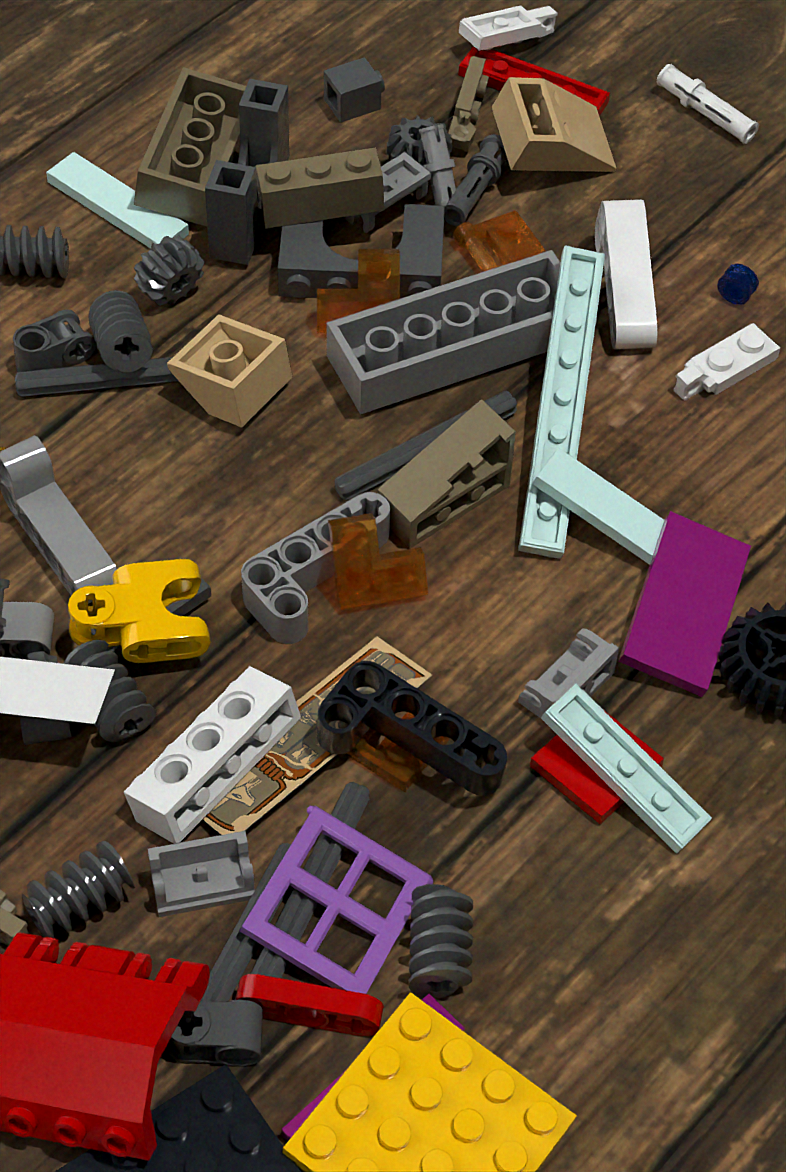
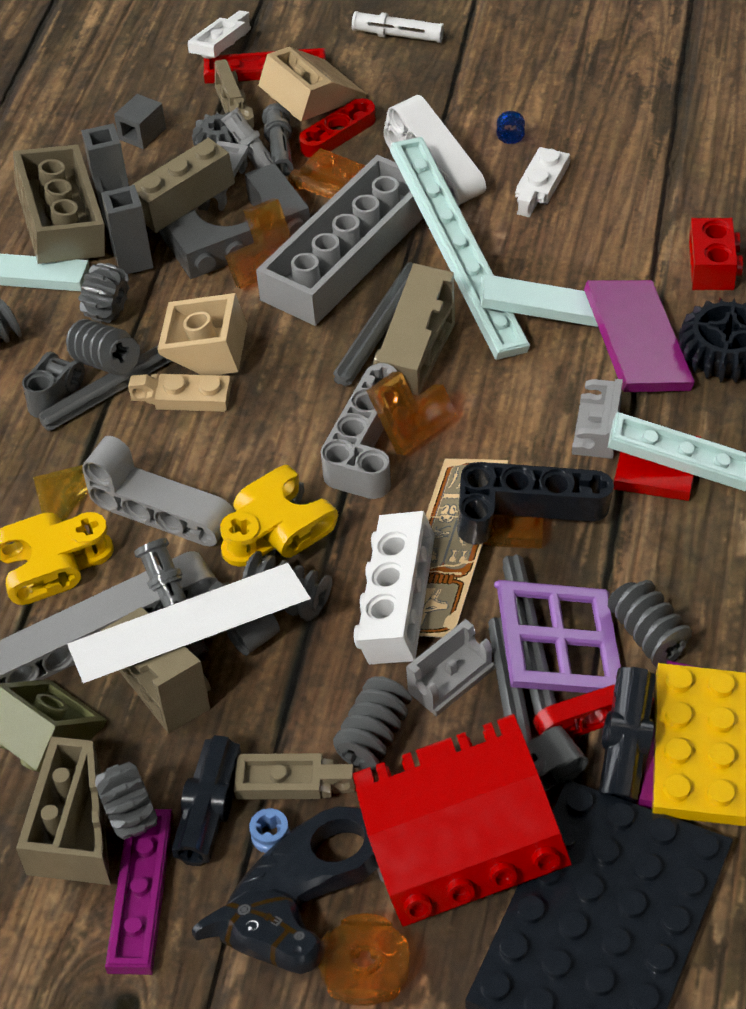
camera: 25 degrees left, 5 degrees down
(175, 420) = (182, 391): none -> tan hinge
(311, 1053) = (627, 733): none -> black piece
(582, 199) = (354, 116): none -> red beam

